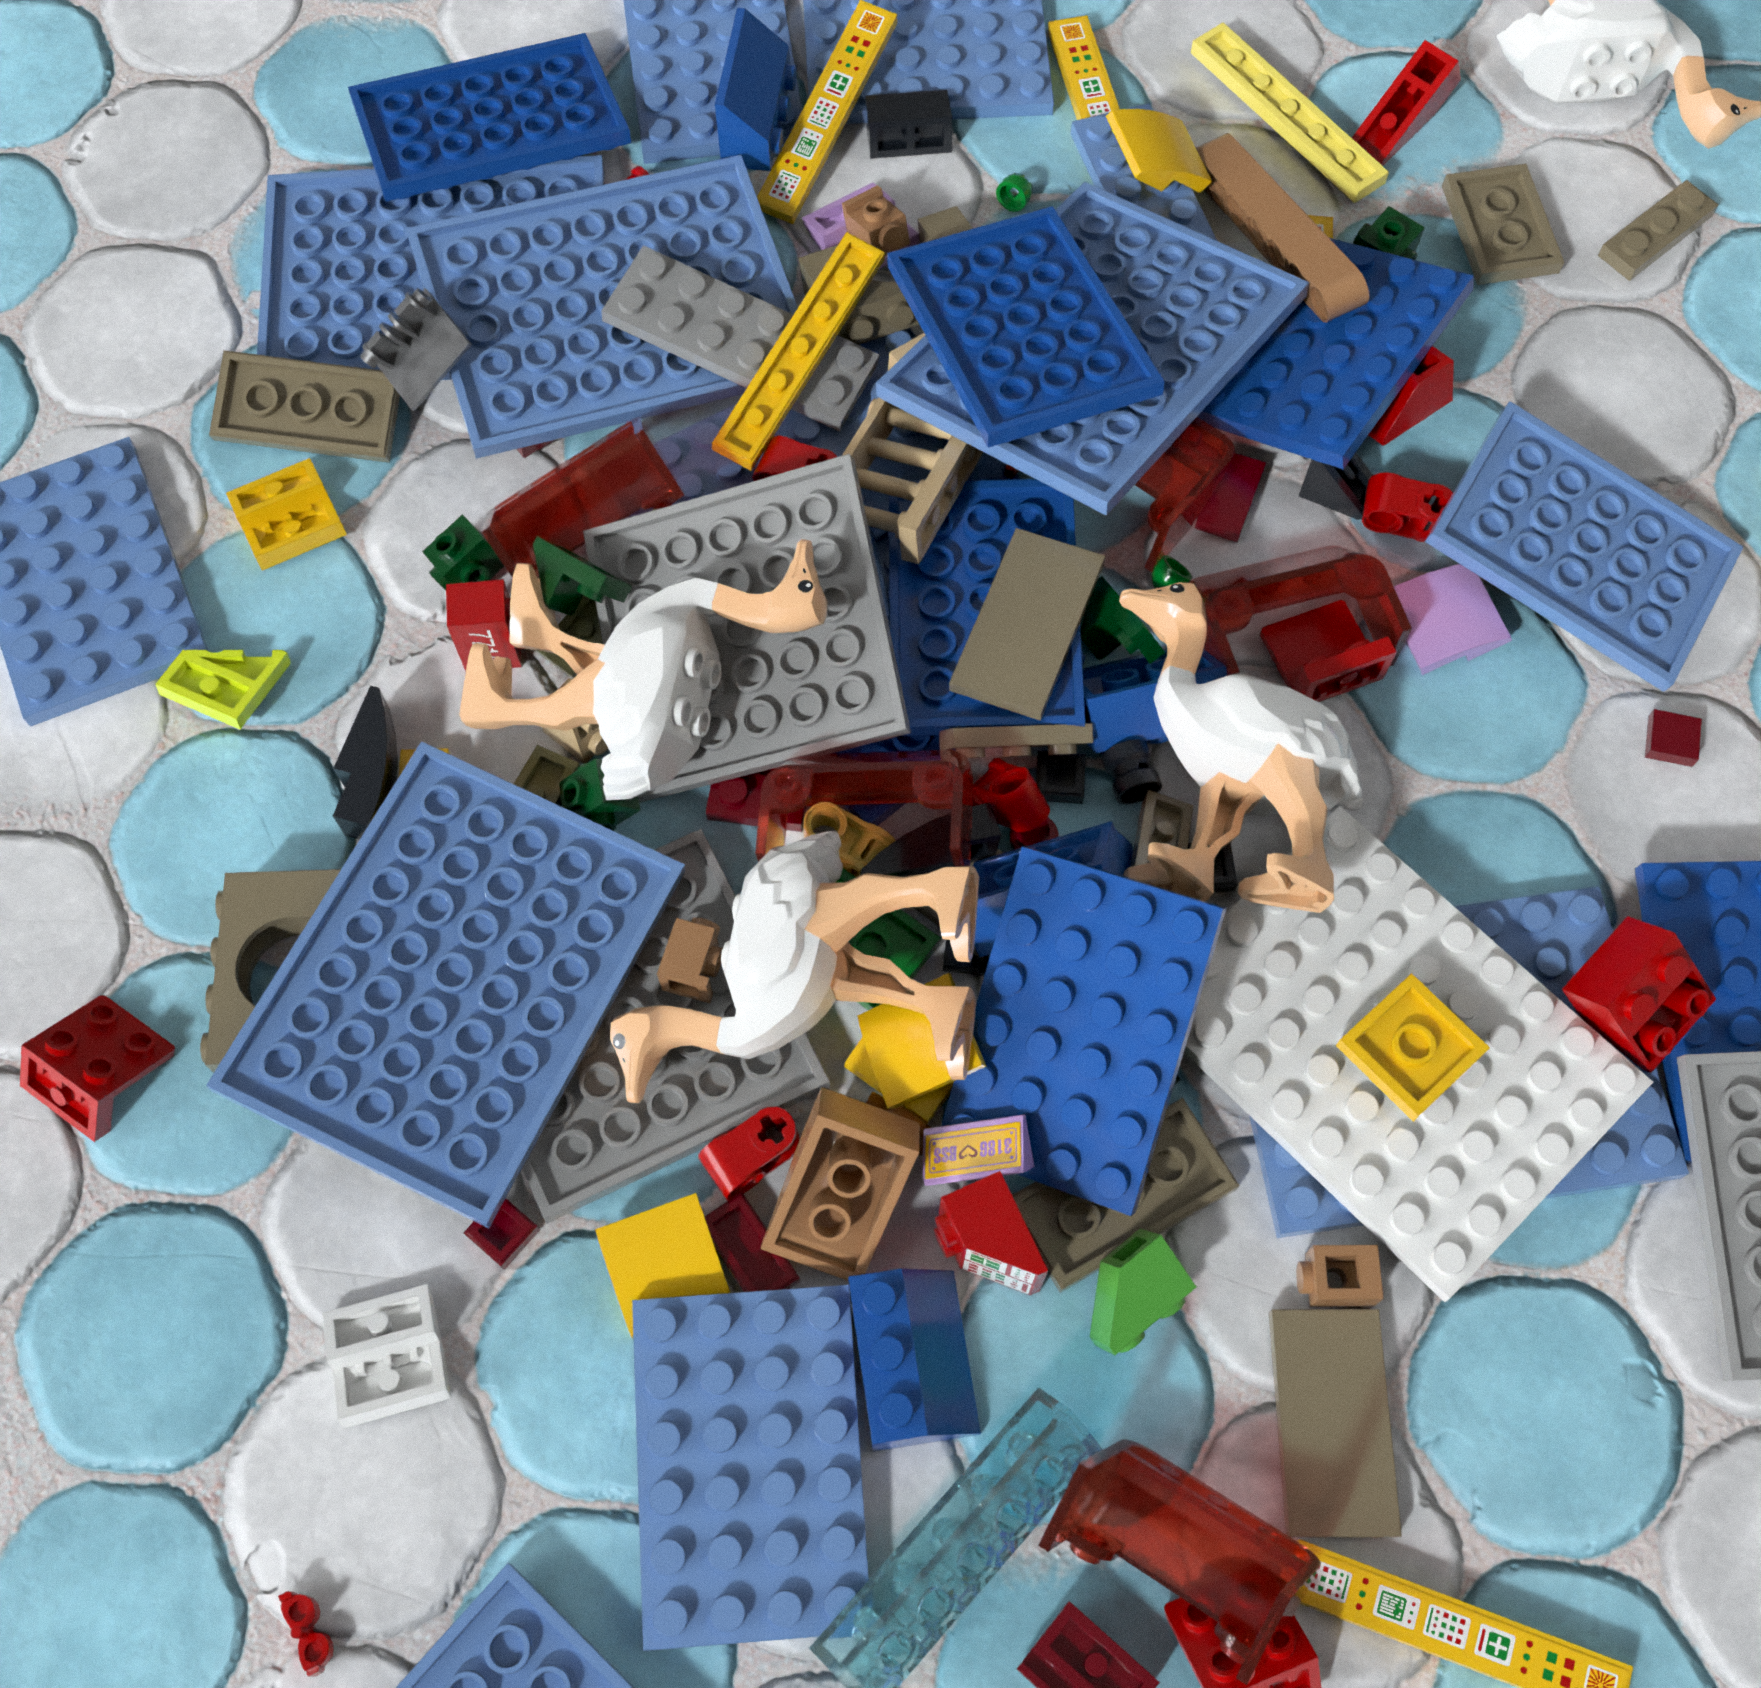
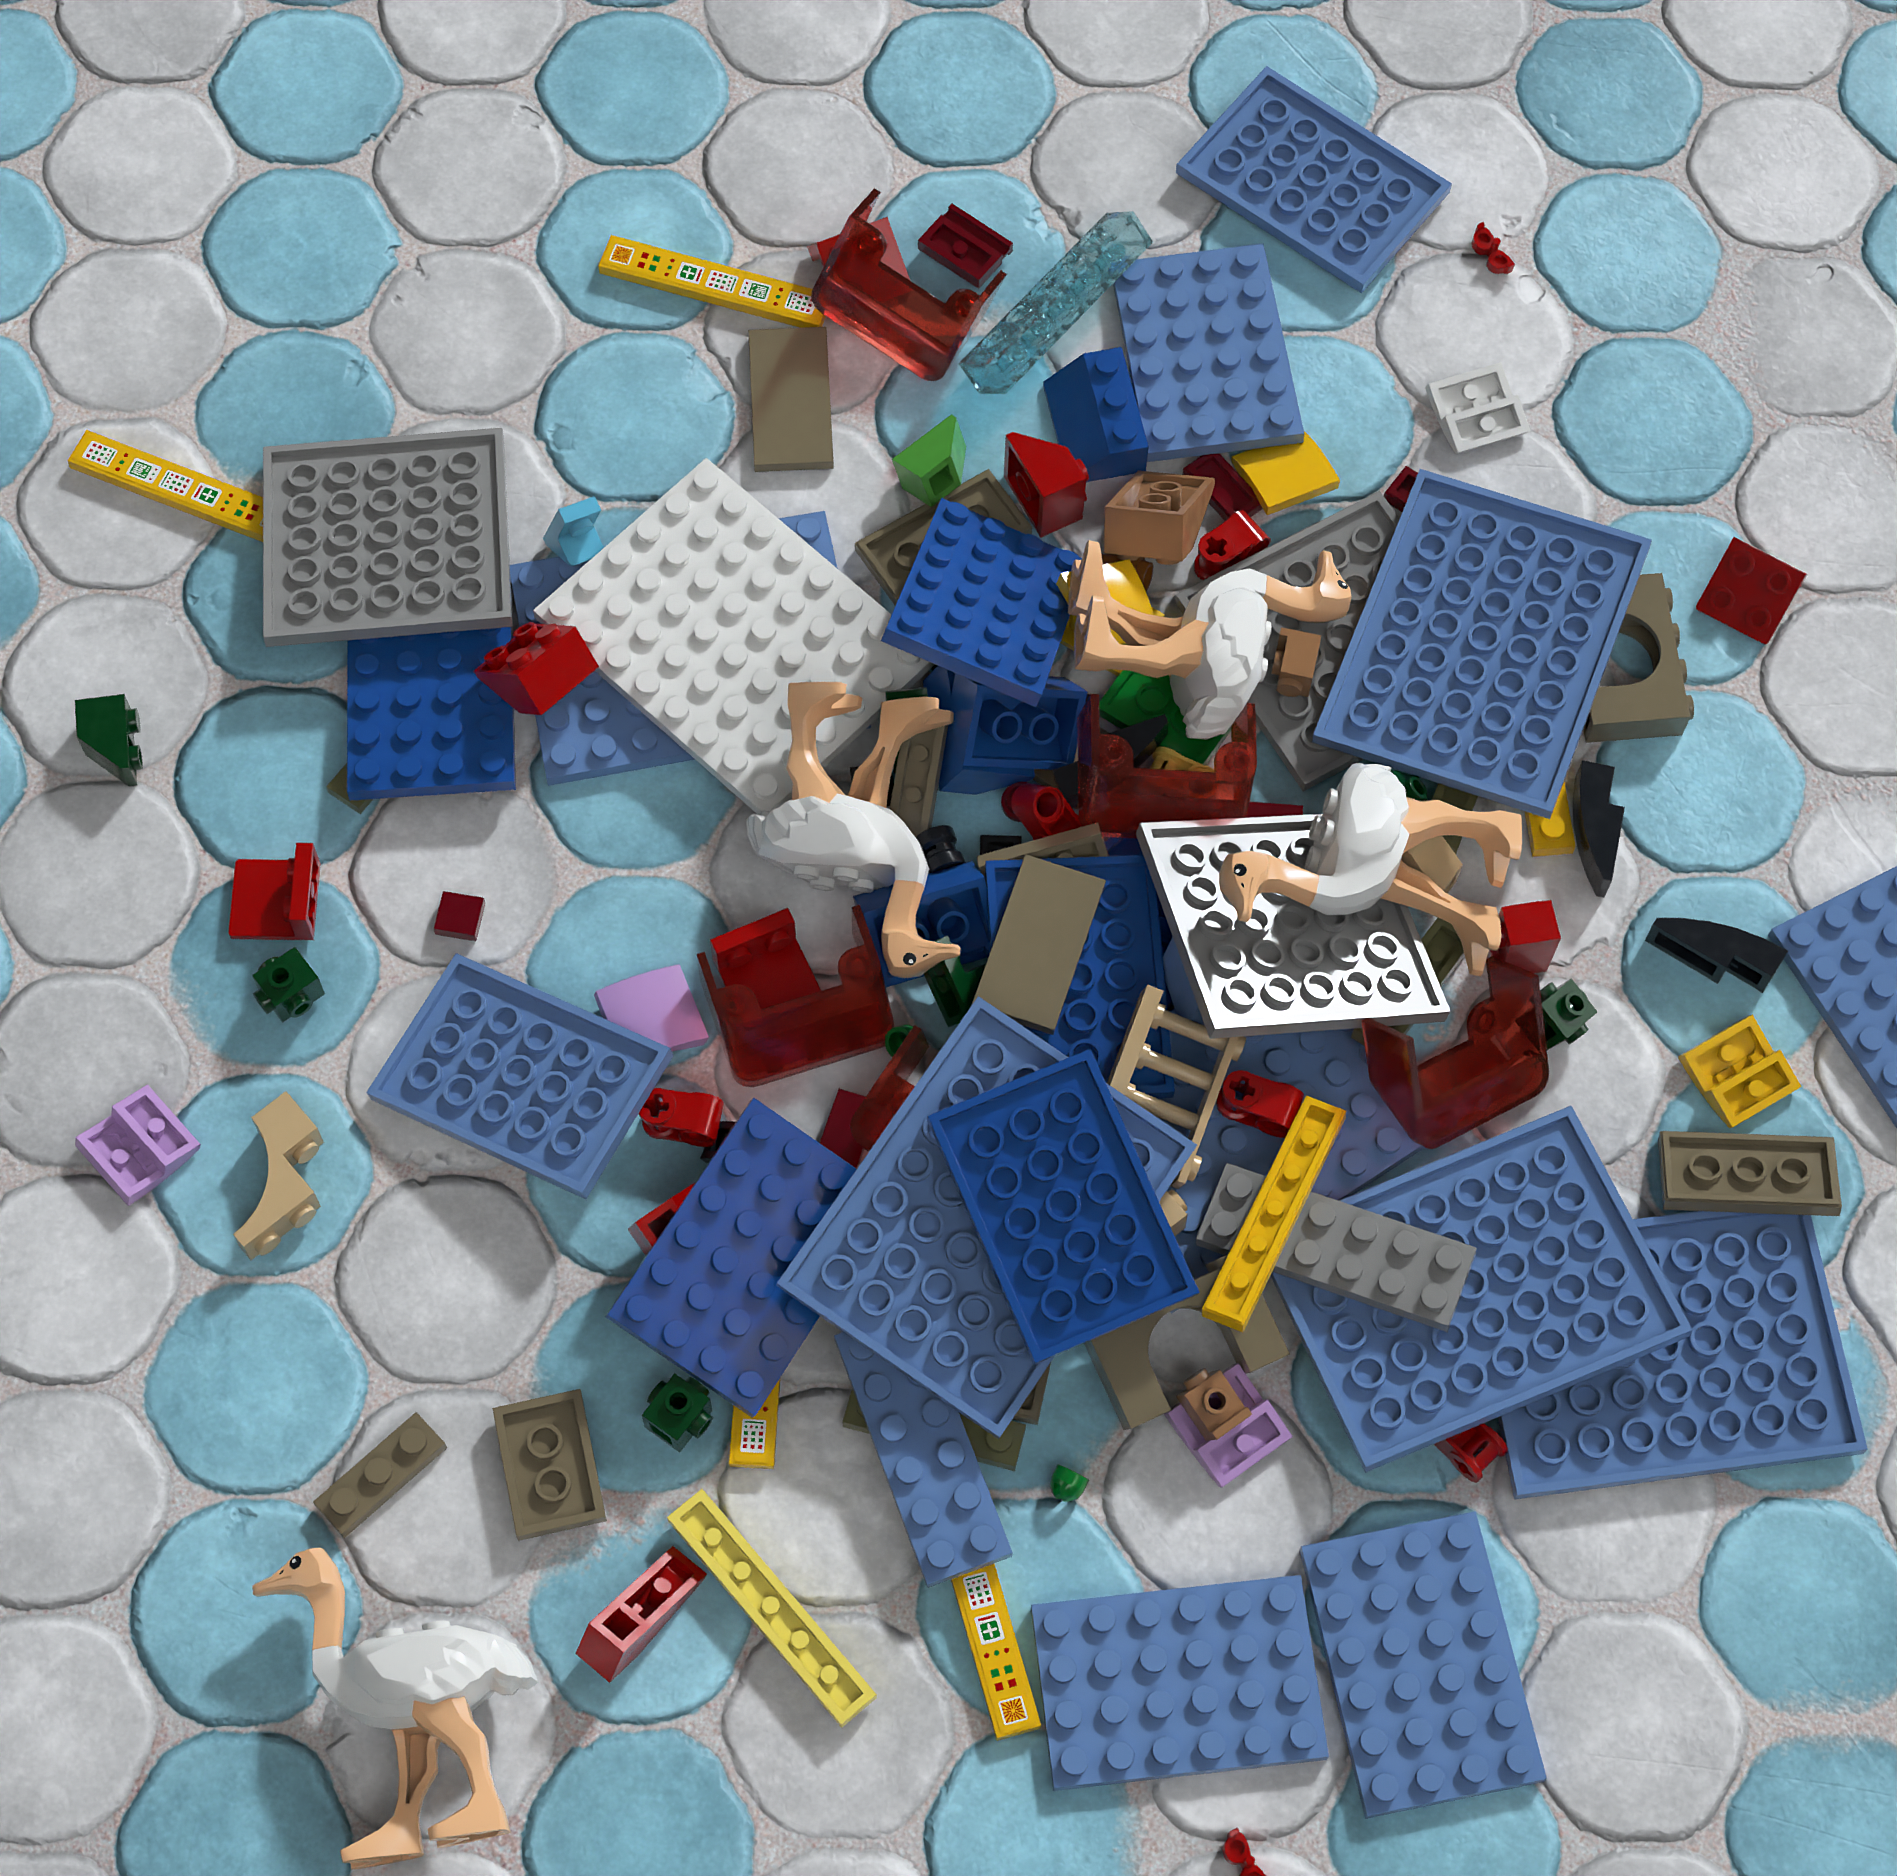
camera: 175 degrees right, 0 degrees up
(223, 682) = (1750, 897): neon yellow wing -> none
(270, 624) = (1717, 949): none -> black slope
(417, 347) = (1649, 1199): flat silver hinge -> none
(488, 116) = (1649, 1534): blue plate -> none
(568, 577) = (1451, 965): dark green slope -> none
(754, 93) = (1360, 1541): blue slope -> none
(826, 111) = (1280, 1563): yellow tile -> none
(909, 124) = (1190, 1565): black hinge -> none
(976, 1150) = (1056, 532): slope -> none
(1158, 148) = (920, 1491): yellow slope -> none
(1281, 229) = (800, 1403): medium nougat beam -> none
(1354, 1264) = (782, 479): medium nougat brick -> none
(1412, 1047) = (725, 608): yellow plate -> none
(1612, 1193) = (573, 533): none -> medium azure slope

